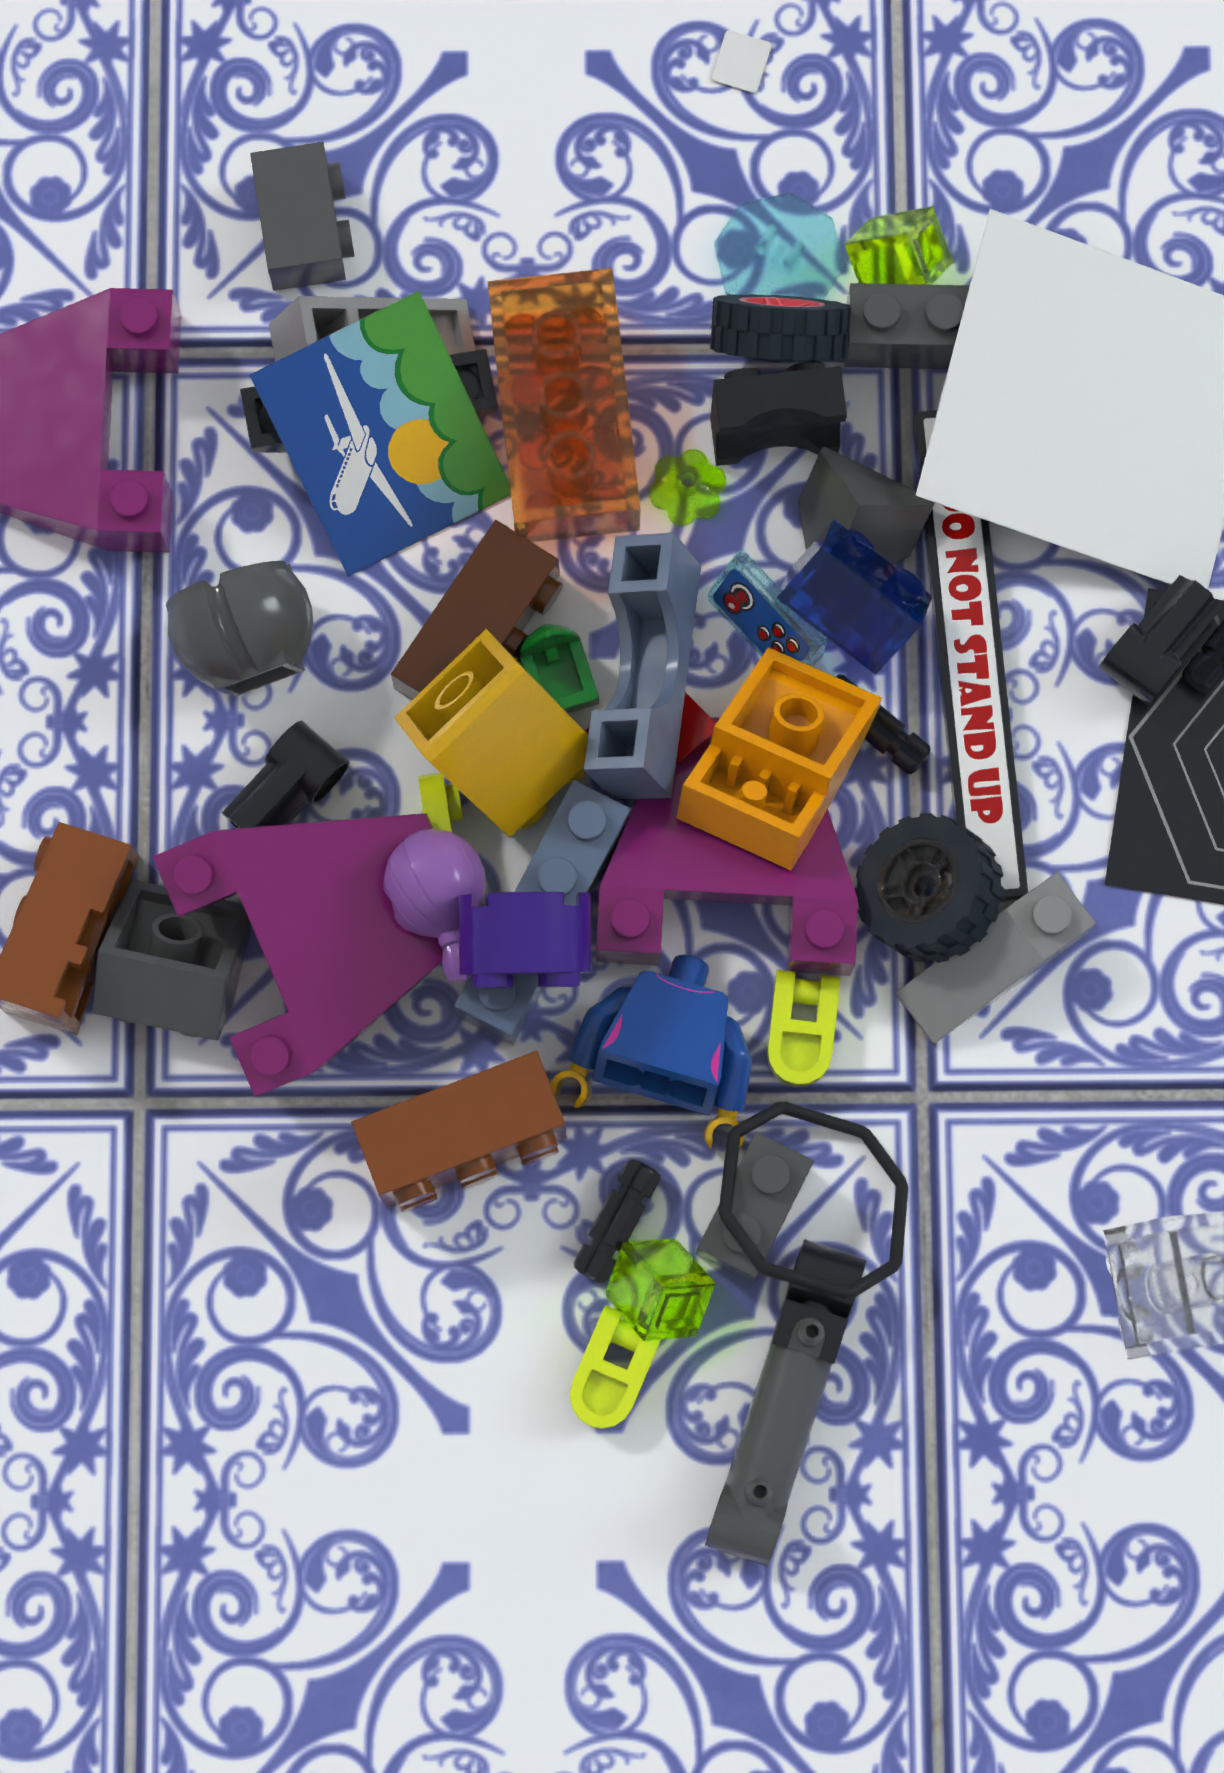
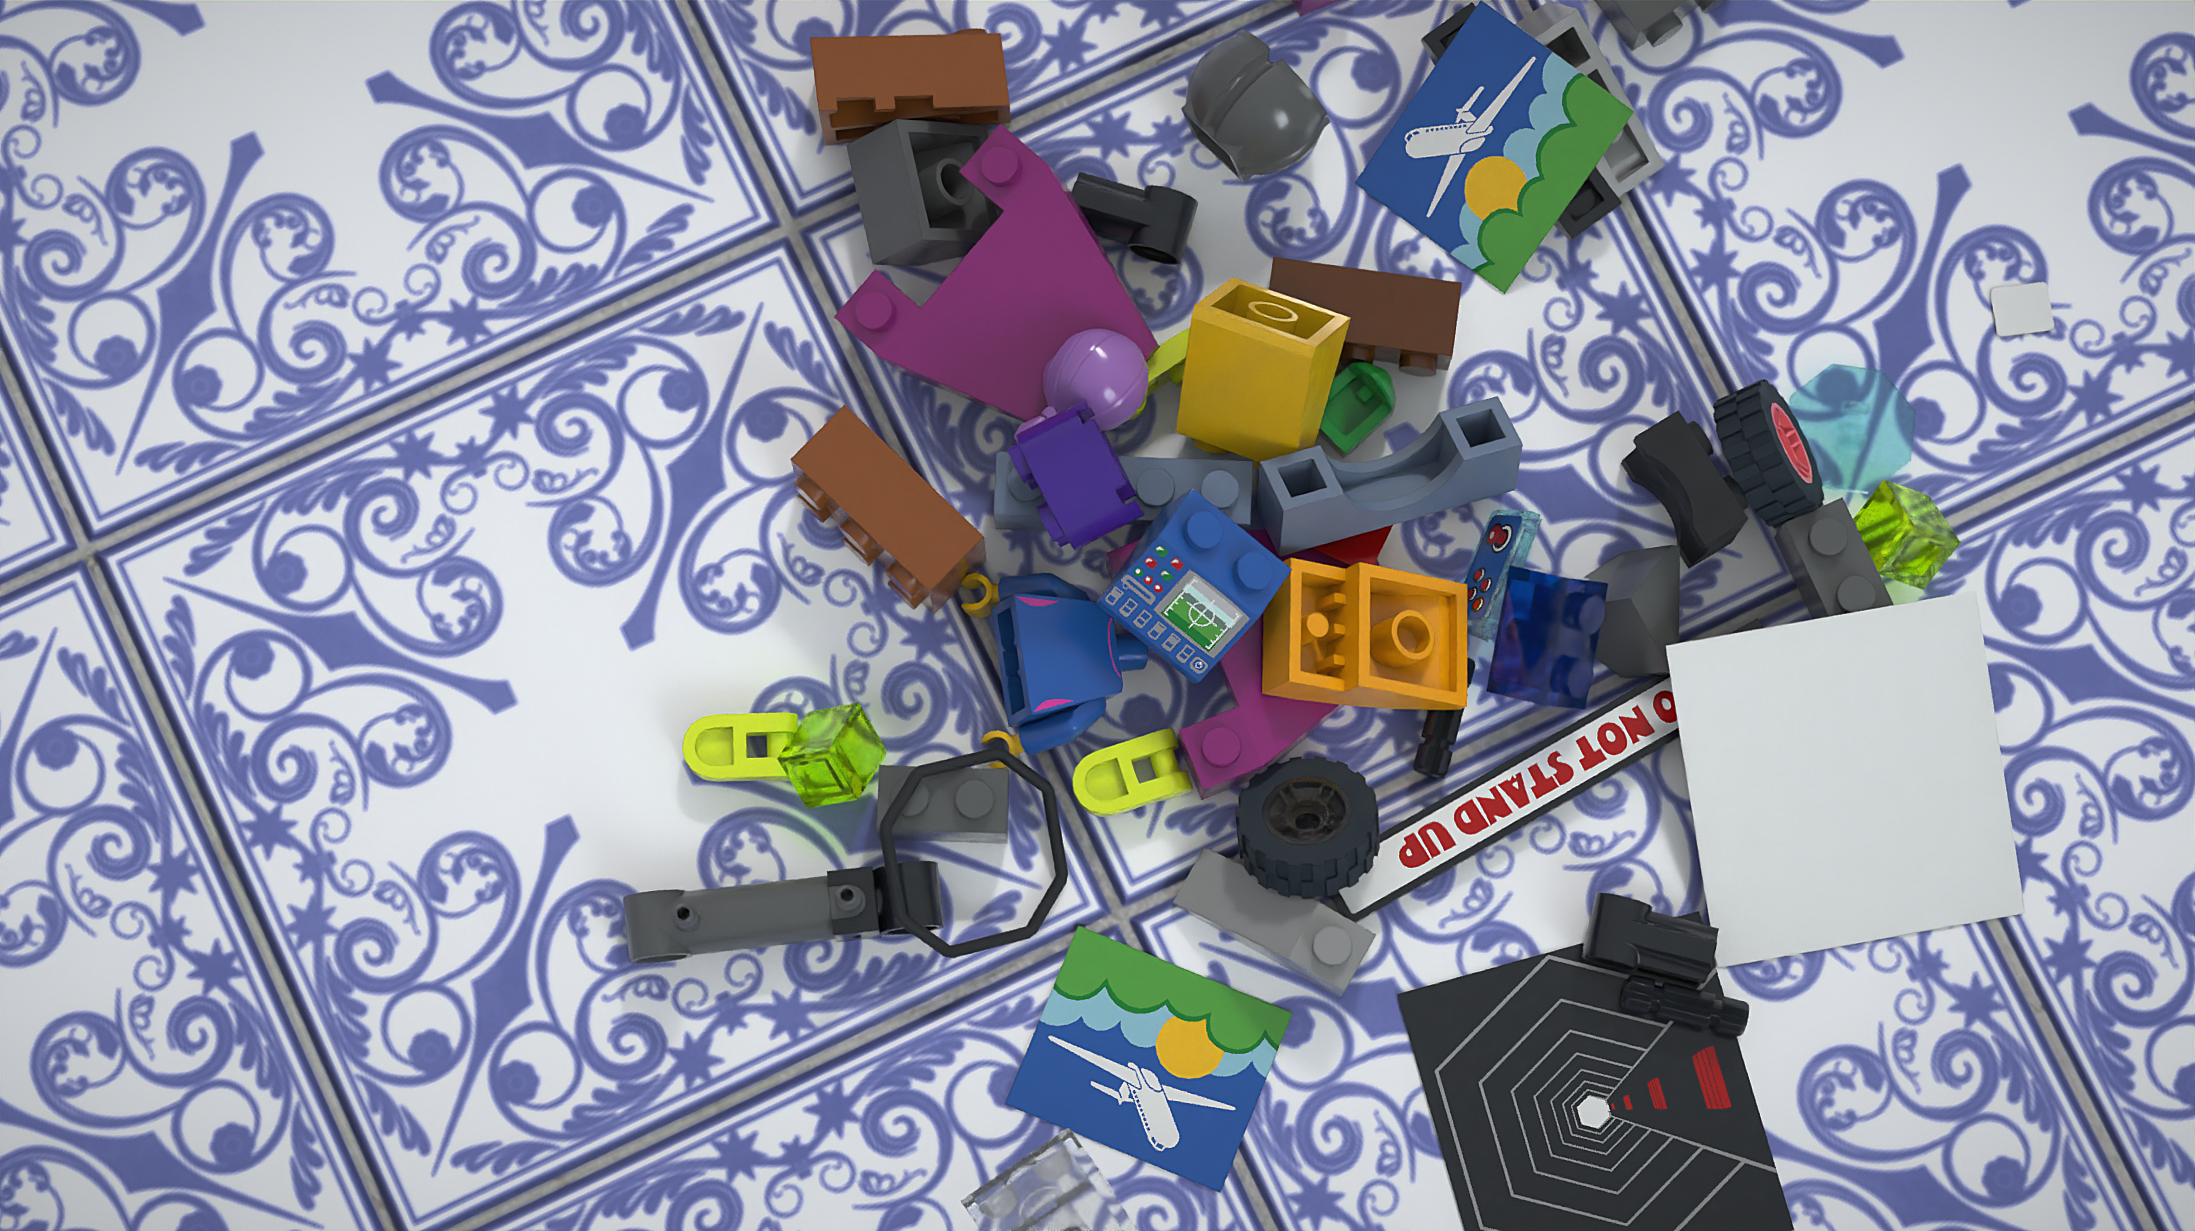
camera: 65 degrees right, 0 degrees up
(564, 405) = (1600, 295): clear orange brick -> none
(616, 1220) = (878, 690): black axle -> none
(669, 882) = (1193, 585): none -> blue slope
(685, 500) = (1585, 461): clear neon green plant -> none
(1064, 1132) = (1149, 1058): none -> sticker

